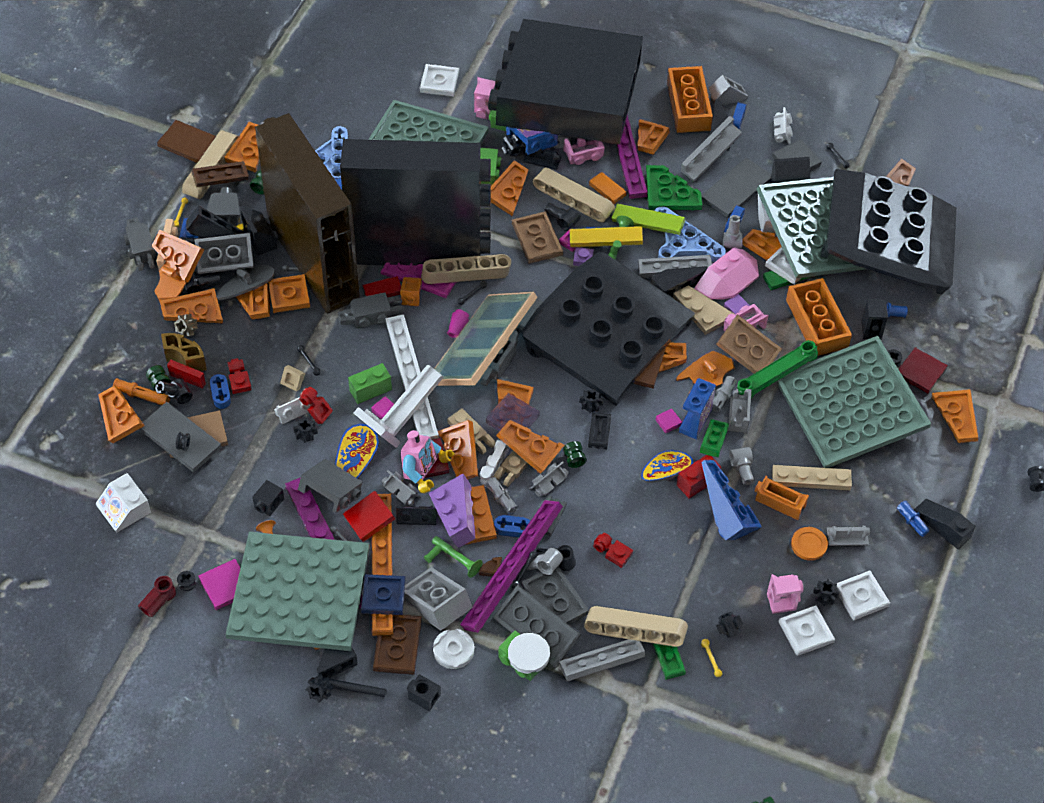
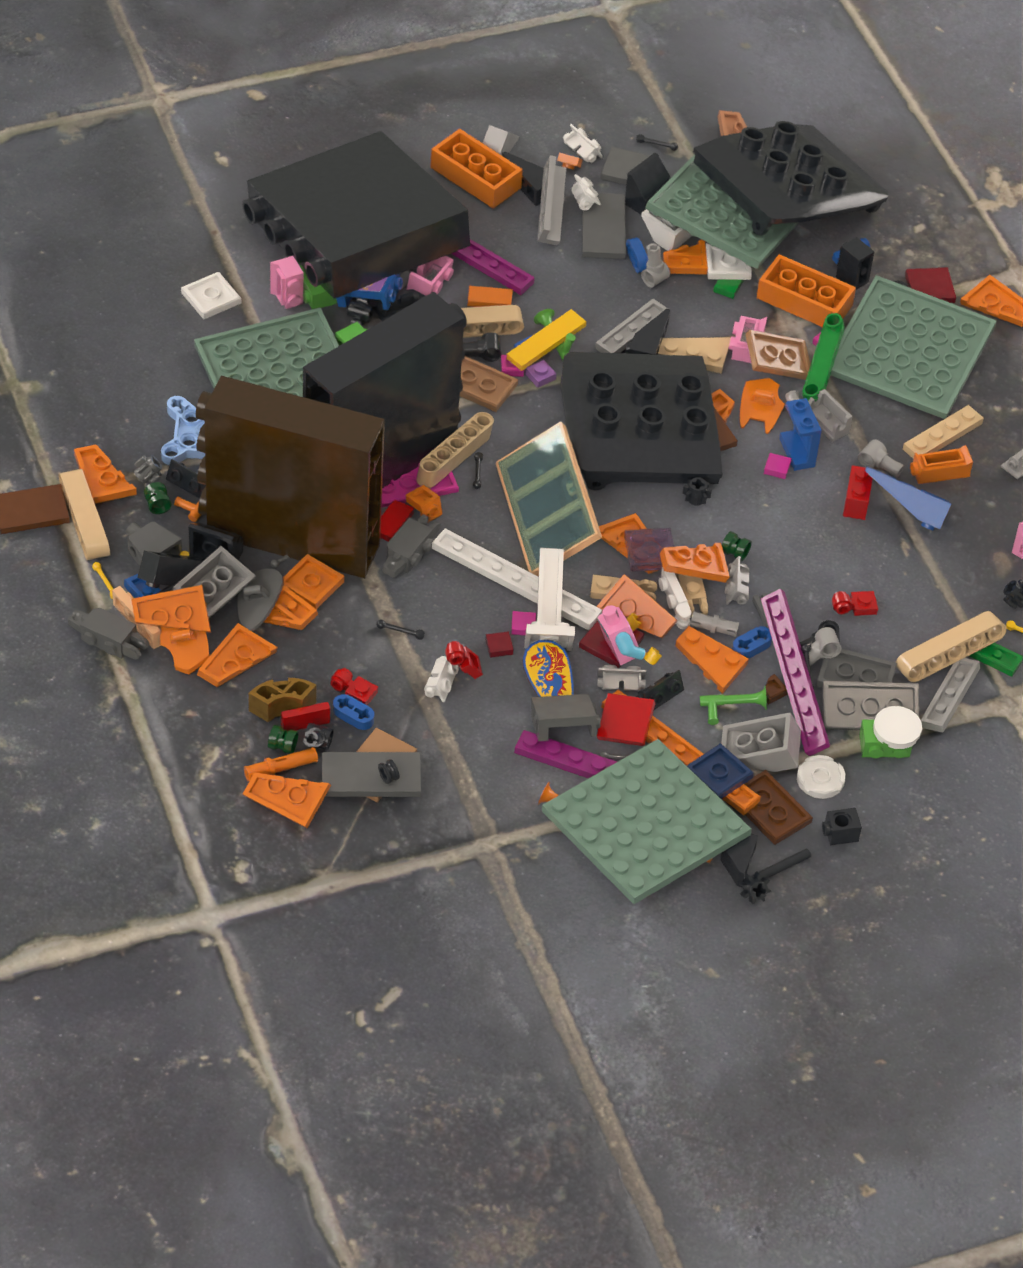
camera: 45 degrees left, 5 degrees down
(123, 503) = (389, 868): white slope -> none
(157, 597) = (522, 921): dark red piece -> none
(186, 325) = (255, 669): dark tan gear -> none
(186, 586) = (526, 898): black bush -> none
(199, 281) = (216, 623): black pin -> none
(220, 174) = (113, 514): reddish brown hinge -> none
(221, 583) = (564, 869): dark pink tile -> none
(268, 498) = (516, 769): black brick -> none
(292, 378) = (410, 652): tan tile -> none
(305, 430) = (478, 689): black gear -> none
(348, 412) = (499, 644): none -> dark red tile
(370, 383) = (488, 608): bright green brick -> none
(455, 509) = (698, 659): medium lavender wedge -> none
(458, 322) = (500, 503): dark pink cone -> none
(599, 443) = (726, 515): black tile -> none
(650, 219) = (565, 299): lime tile -> none
(651, 136) = (481, 226): orange wing -> none
(665, 466) = (825, 502): shield -> none
(670, 190) = (550, 264): green plate -> none
(690, 244) = (600, 300): light blue beam -> none
(714, 438) = (839, 452): green tile -> none
(729, 275) = (690, 308): bright pink wedge -> none
(735, 304) = (721, 328): medium lavender tile -> none
(739, 114) = (532, 154): blue beam -> none
(745, 157) = (584, 193): none -> white hinge
(760, 131) = (569, 161): none -> orange plate
(809, 543) = (1002, 487): orange piece -> none

